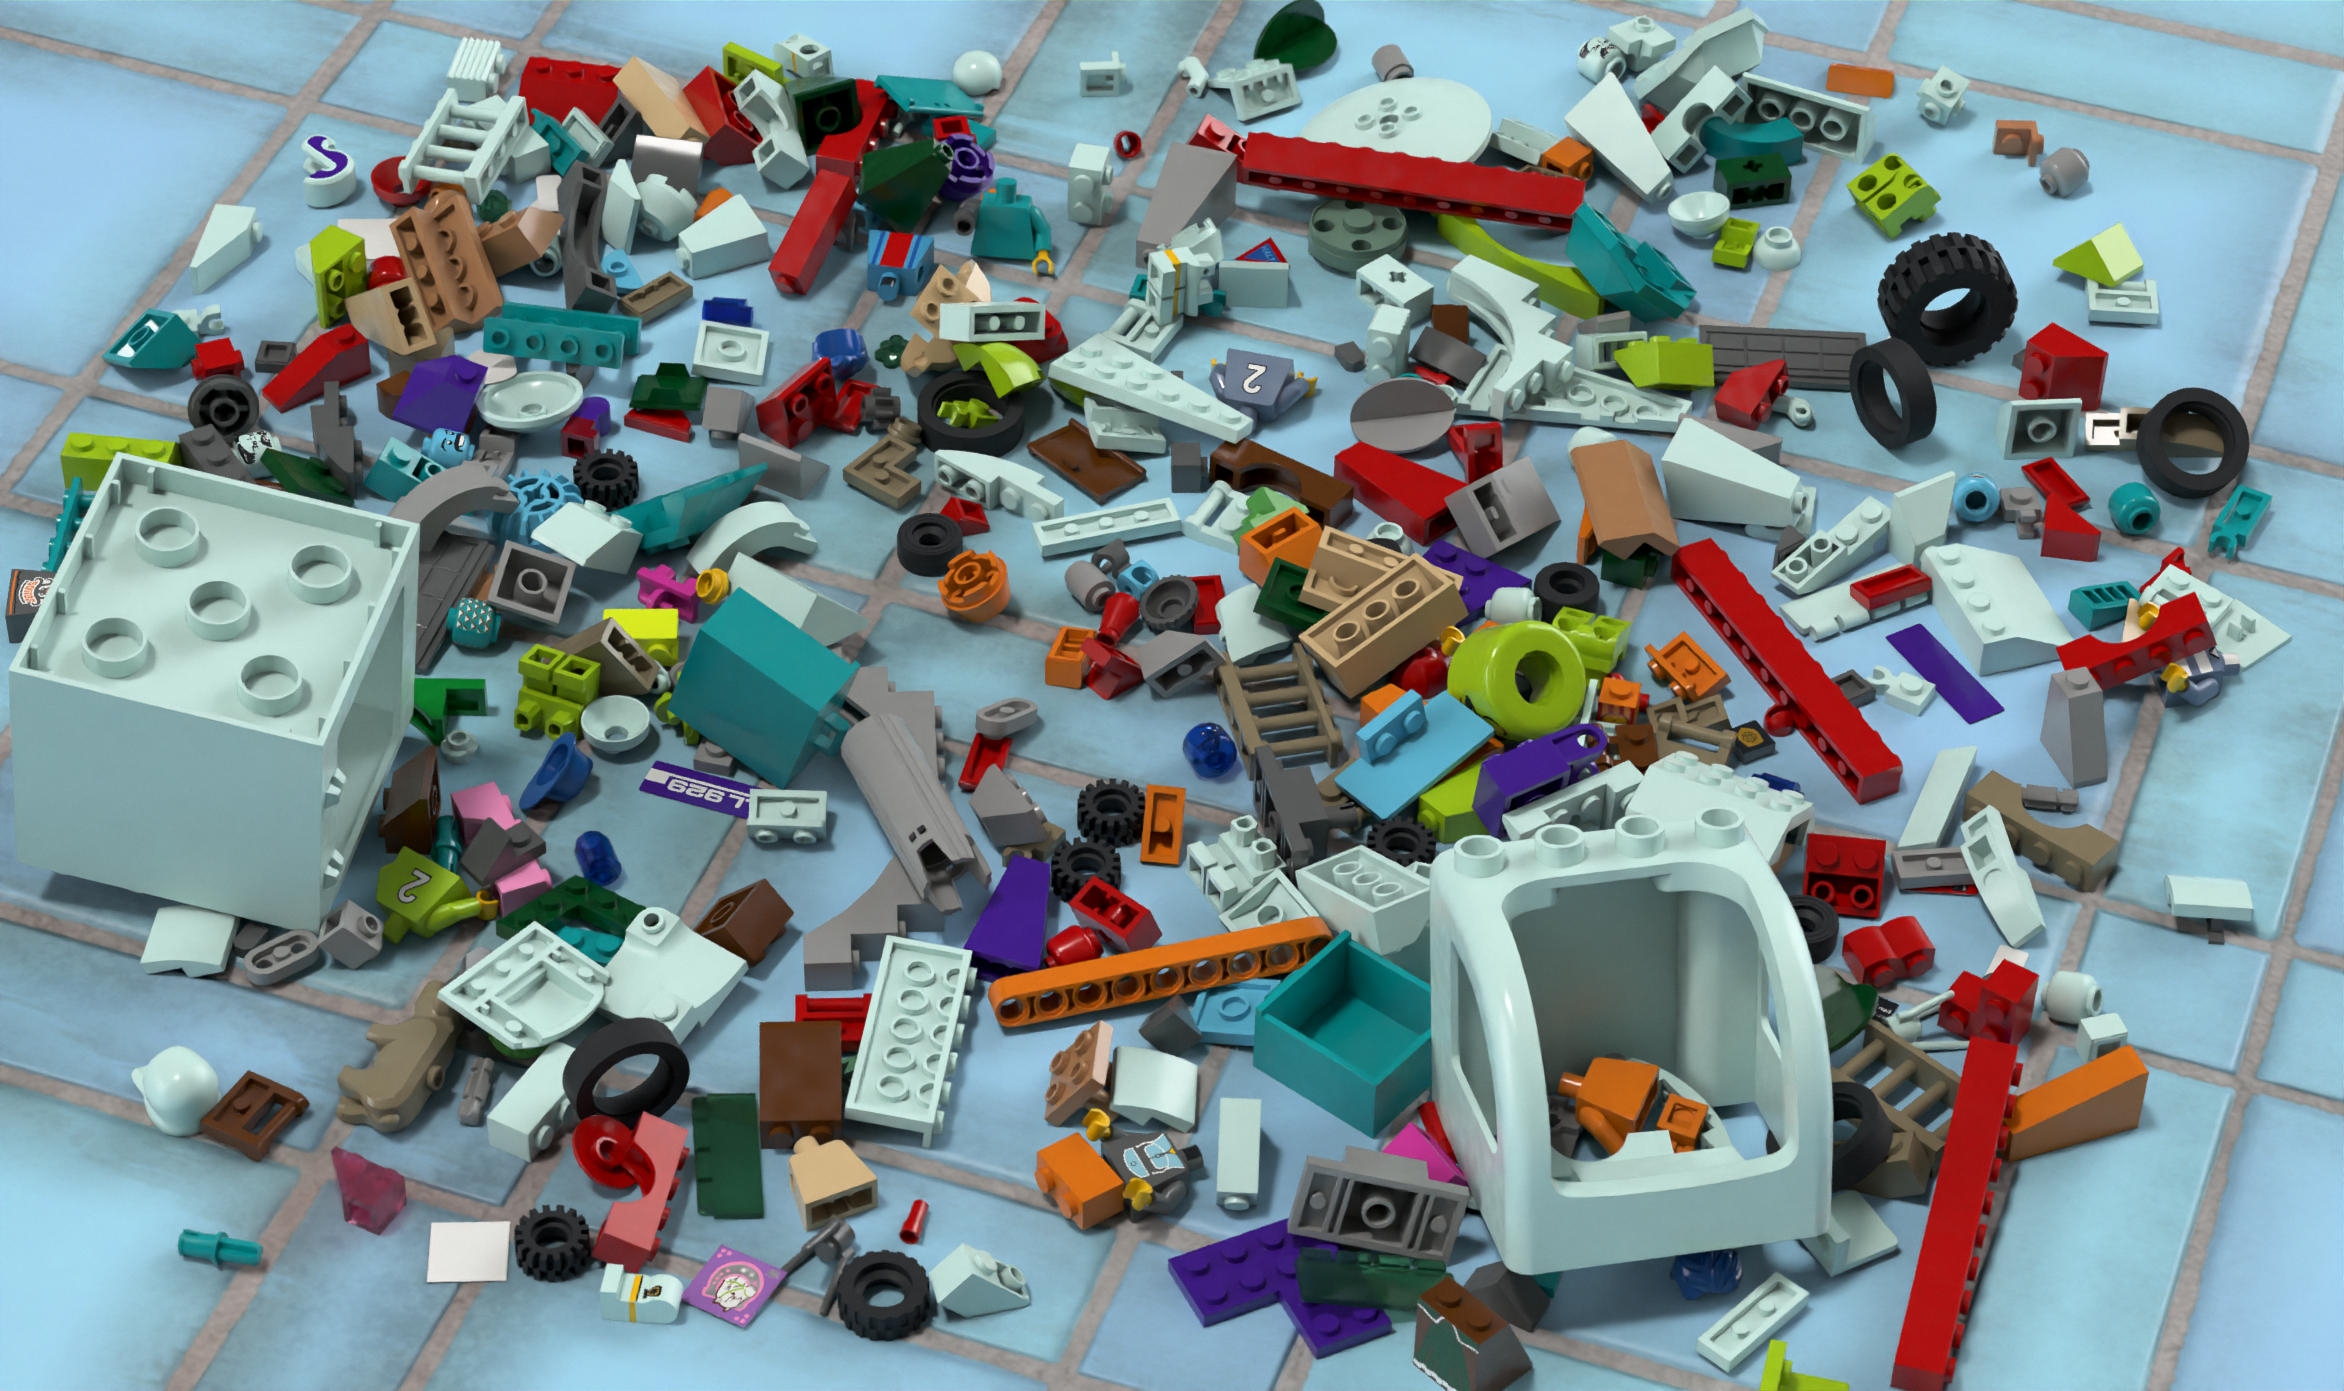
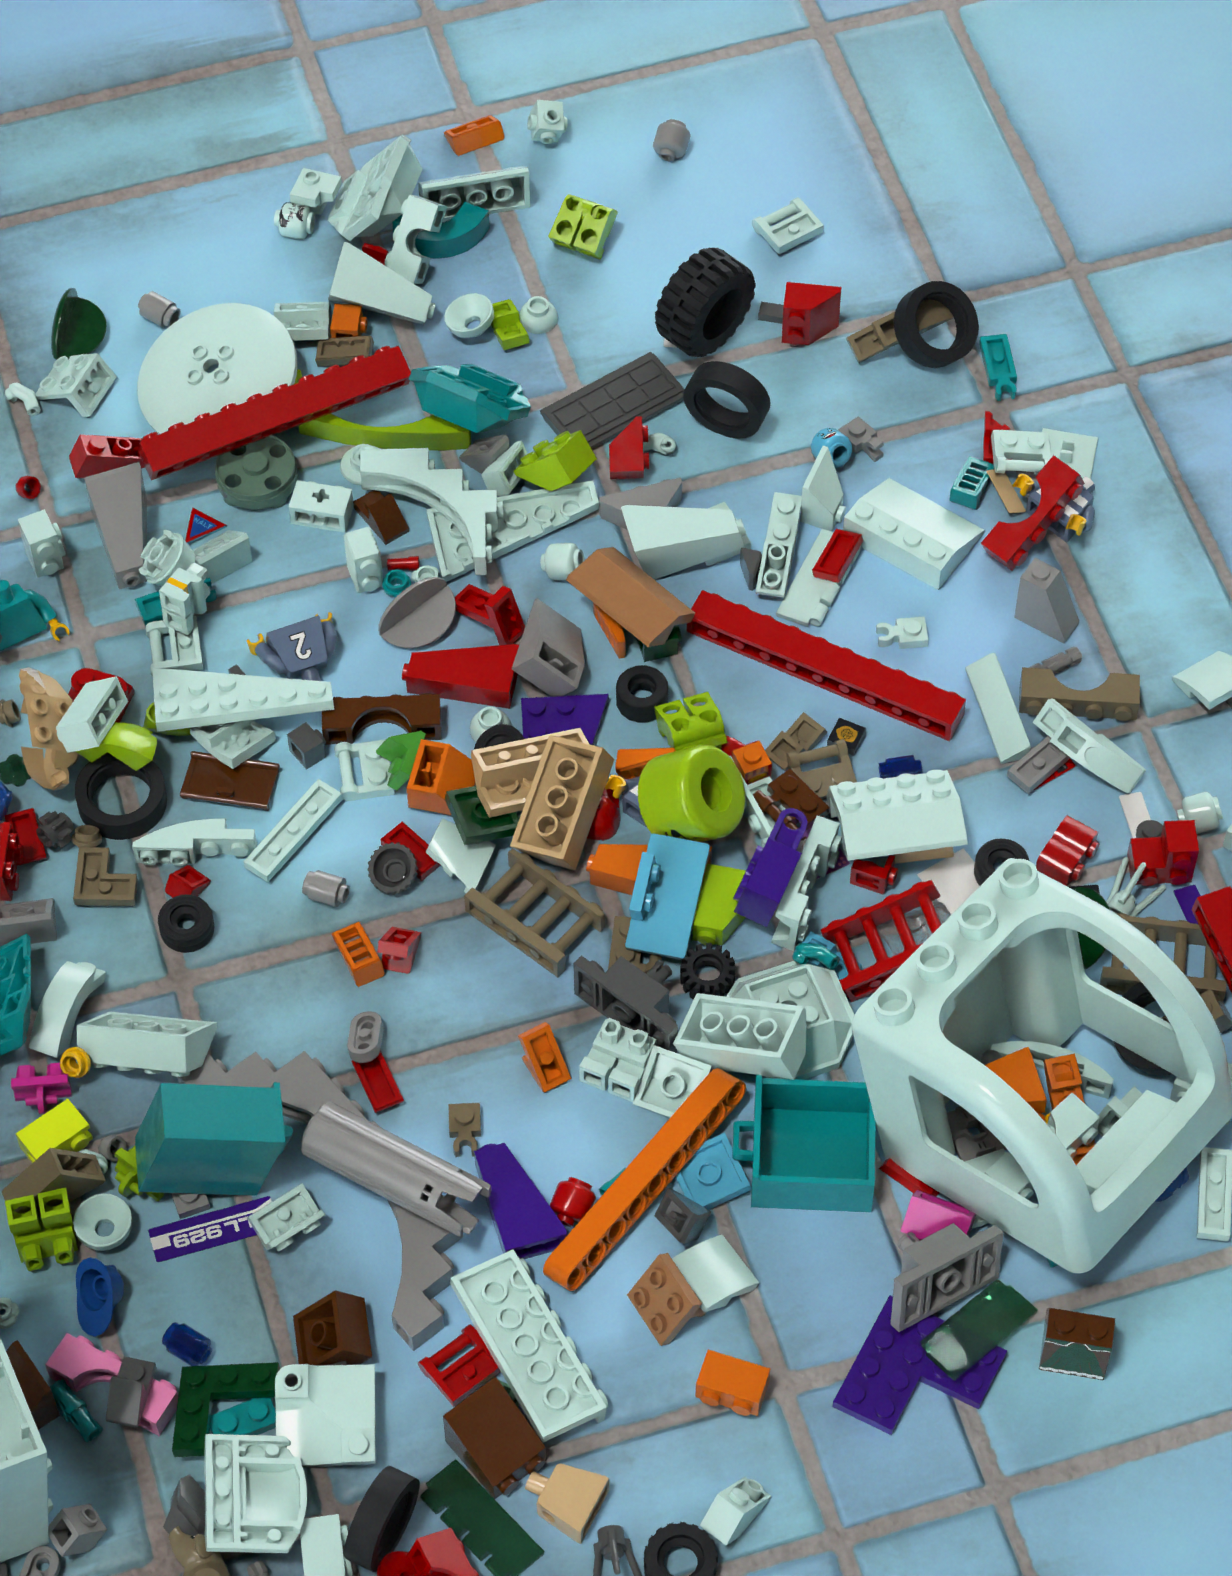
camera: 35 degrees left, 15 degrees up
(425, 897) = (96, 1462): lime torso -> none
(912, 1227) = (650, 1493): red piece -> none
(973, 414) = (122, 794): lime plate -> none
(976, 586) = (254, 941): orange cone -> none
(1007, 810) = (435, 1116): light grey slope -> none
(1083, 857) = (522, 1111): black tyre -> none
(1111, 798) = (494, 1052): black tyre -> none
(1115, 917) = (580, 1157): red brick -> none
(1118, 617) = (366, 903): red cone -> none
(1132, 578) = (352, 862): leg -> none
(1147, 1163) = (764, 1341): dark grey torso -> none
(1177, 660) = (442, 916): light grey slope -> none
(1208, 747) = (520, 973): clear blue head -> none
(1238, 1153) = (813, 1290): light aqua slope -> none
(1350, 356) = (332, 578): dark grey piece -> none
(1447, 355) = (404, 540): dark grey slope -> none
(1509, 1294) = (1049, 1280): dark grey slope -> none
(1513, 605) = (620, 728): light aqua head -> none
(1687, 669) = (767, 704): orange bracket -> none
(1753, 180) = (479, 266): dark green brick -> none
(1778, 721) = (855, 711): red hinge -> none
(1845, 872) = (994, 806): red slope -> none
(1855, 688) = (875, 649): dark grey tile -> none
(1944, 671) = (916, 601): dark purple sticker -> none
(2018, 138) = (621, 127): nougat bracket -> none
(2038, 428) = (825, 366): light aqua slope -> none
(2052, 479) = (866, 404): red tile -> none
(2067, 533) = (906, 442): red slope -> none
(2103, 258) = (751, 199): slope -> none
(2134, 508) = (933, 396): teal head -> none

